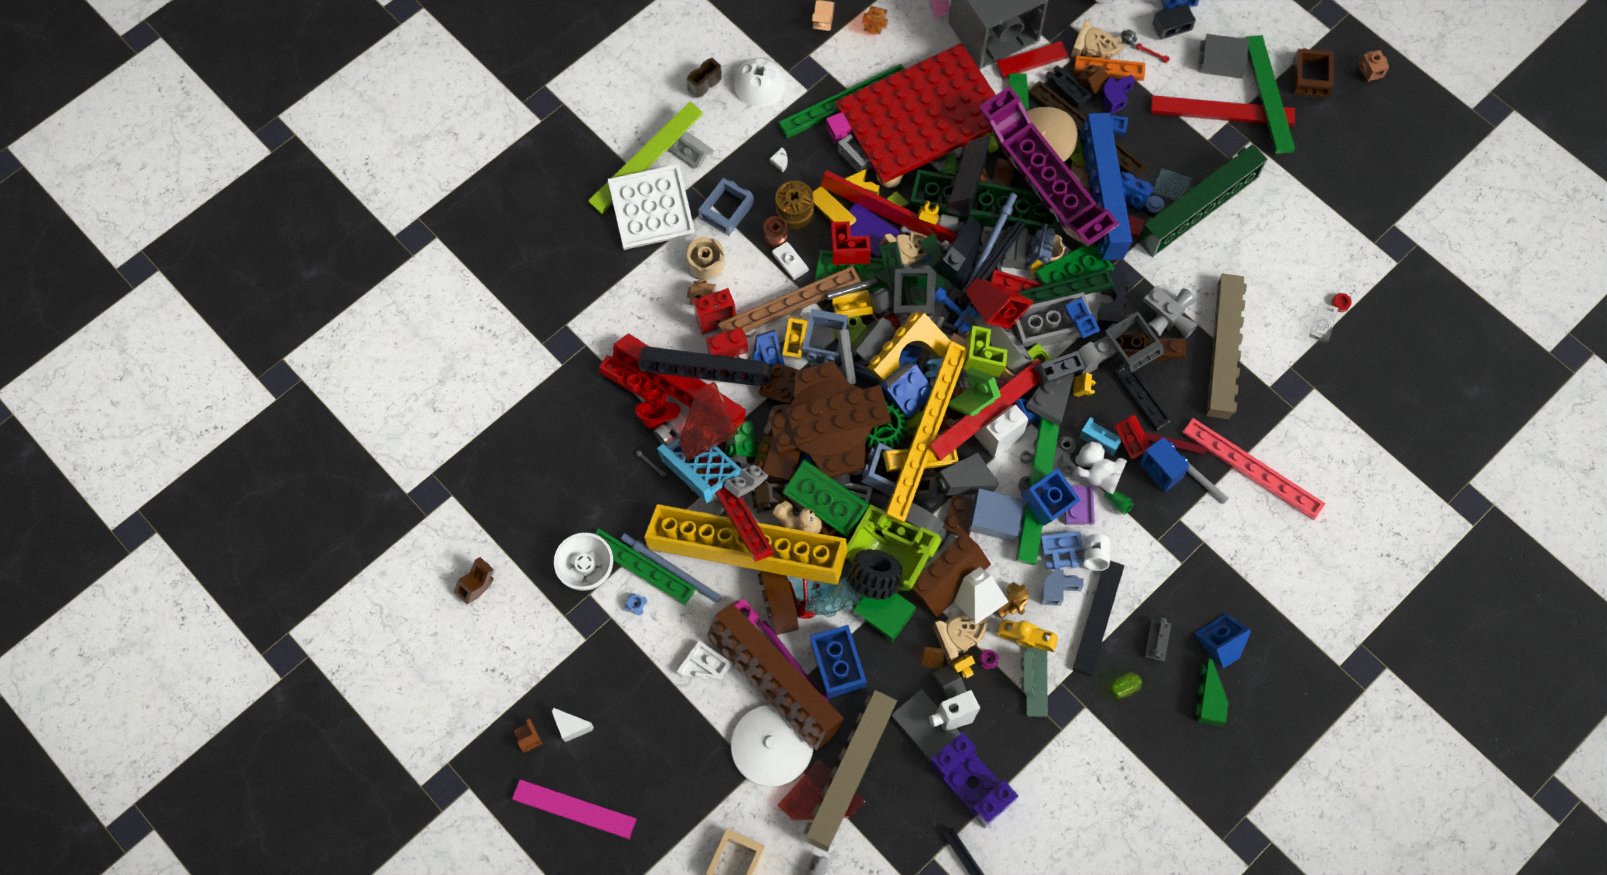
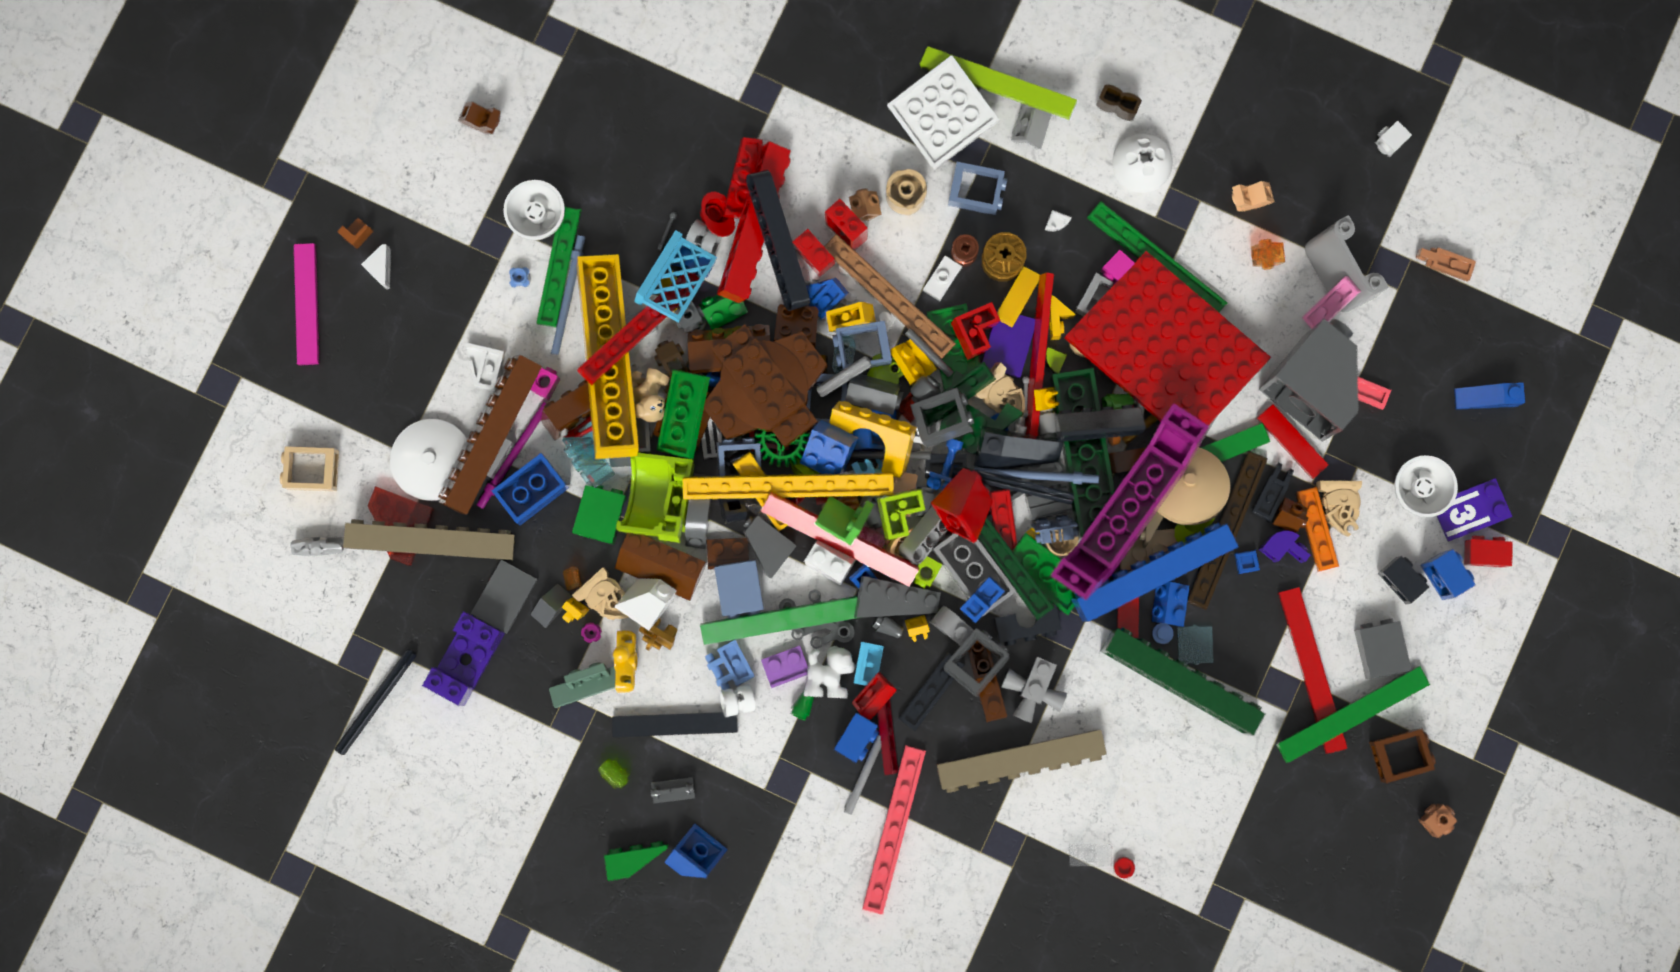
camera: 70 degrees right, 15 degrees up
(706, 423) = (714, 266): clear red plate -> none
(747, 481) = (669, 330): light grey slope -> none
(875, 574) = (636, 487): black tyre -> none
(956, 711) = (526, 624): white torso -> none
(1050, 497) = (771, 634): blue brick -> none
(1055, 585) = (688, 670): sand blue brick -> none
(1060, 367) = (919, 596): black plate -> none
(1074, 408) = (888, 626): none -> dark grey cone
(1128, 37) = (1364, 537): dark grey plate -> none
(1165, 59) = (1355, 587): red hinge -> none

